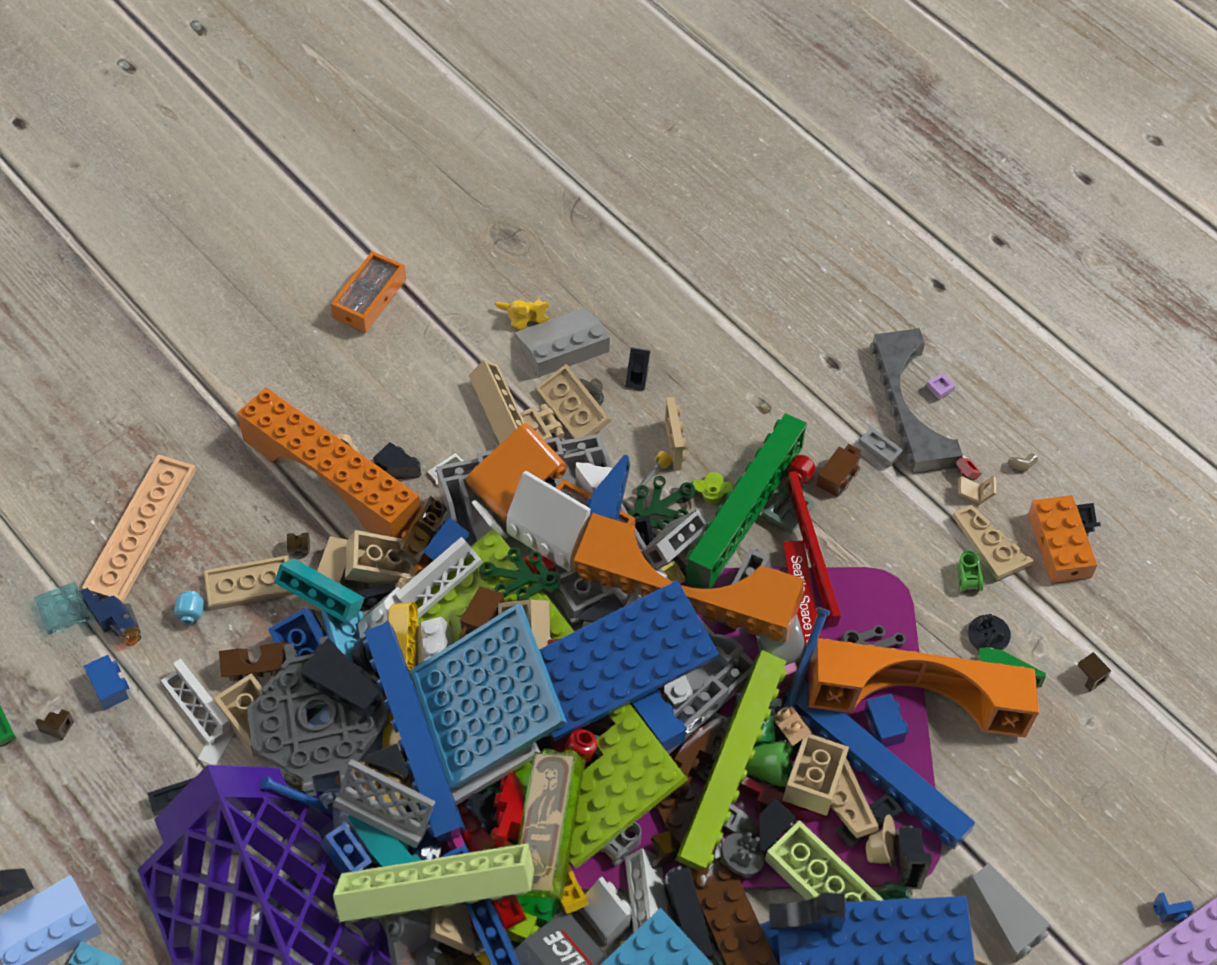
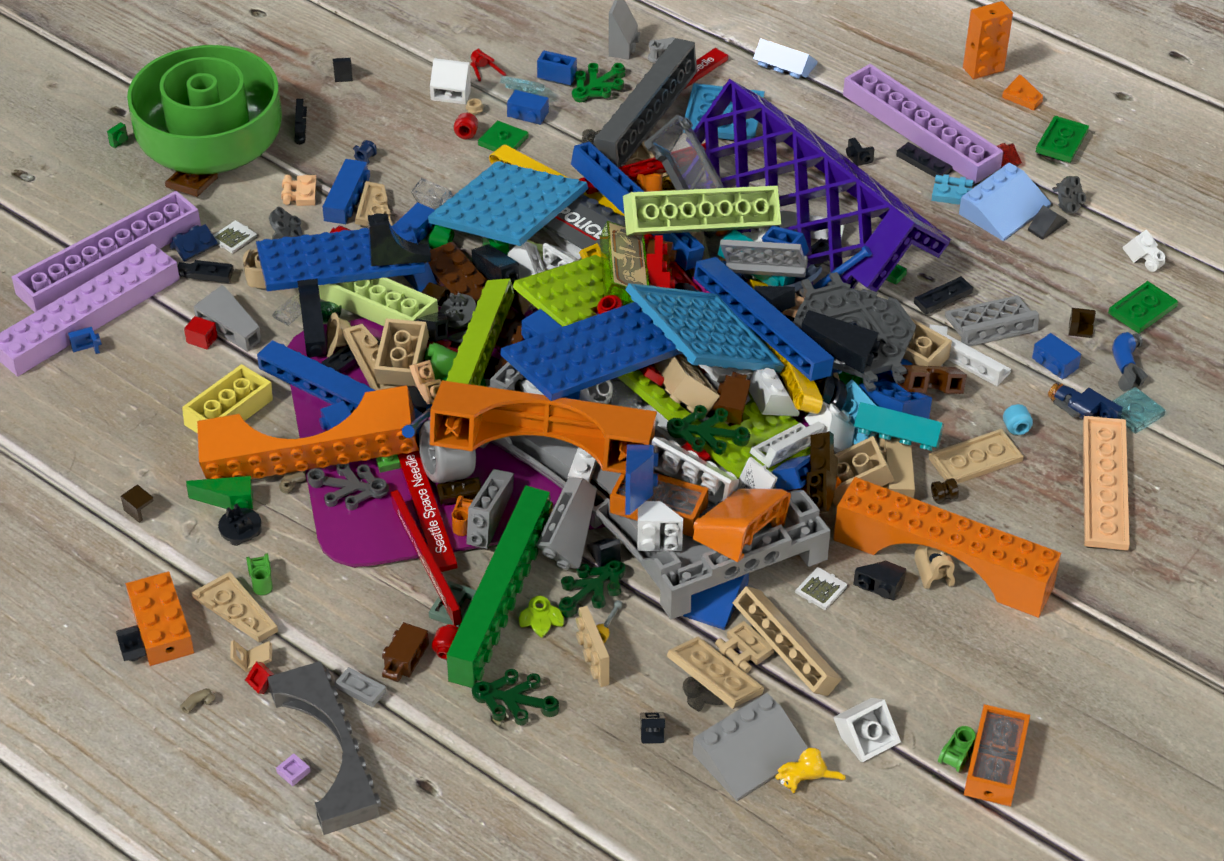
camera: 170 degrees right, 10 degrees down
(33, 675) = (1122, 351): none -> piece
(141, 732) = (991, 329): none -> light grey fence
(395, 308) = (956, 751): none -> bright green piece
(463, 337) = (867, 728): none -> white slope
(749, 417) = (487, 693): none -> dark green plant
(766, 893) = (436, 291): none -> dark brown panel
(1005, 778) = (236, 393): none -> light yellow brick
(1040, 892) = (200, 332): none -> red panel

